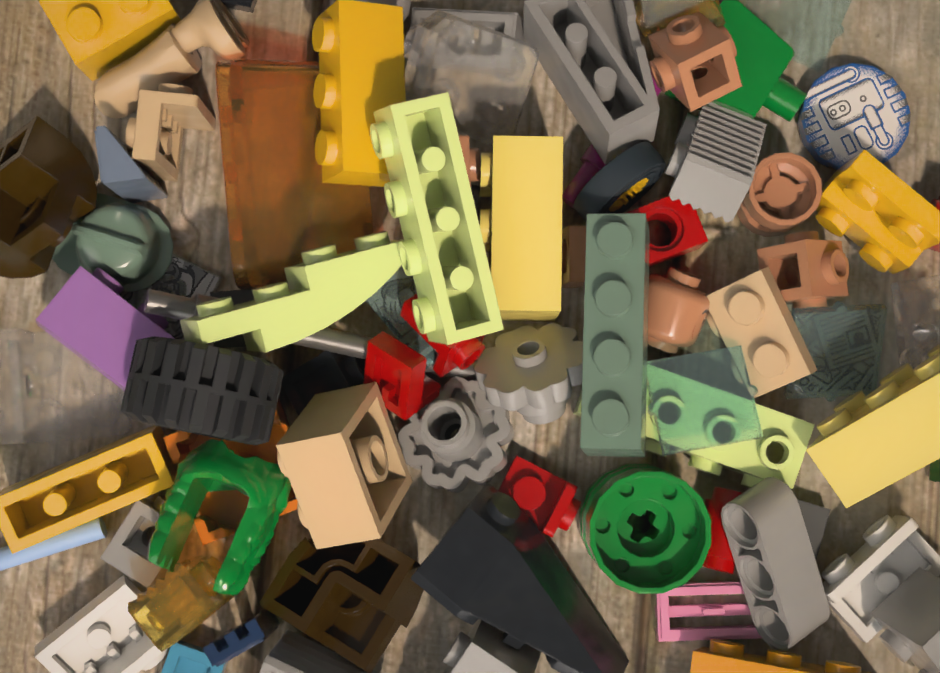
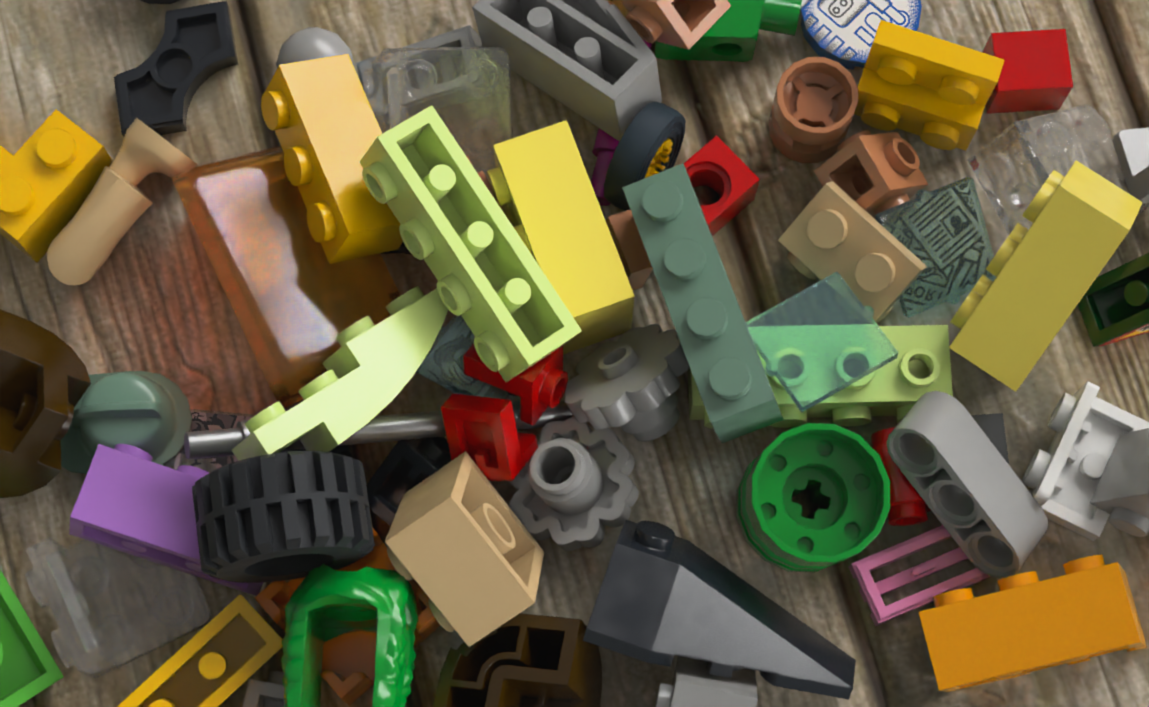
camera: 20 degrees left, 10 degrees down
(121, 172) = (113, 331): sand blue slope -> none
(158, 128) = (134, 255): tan bracket -> none
(541, 495) = (692, 513): red bracket -> none
(675, 310) = (755, 265): nougat head -> none
(715, 160) = (733, 95): light grey brick -> none

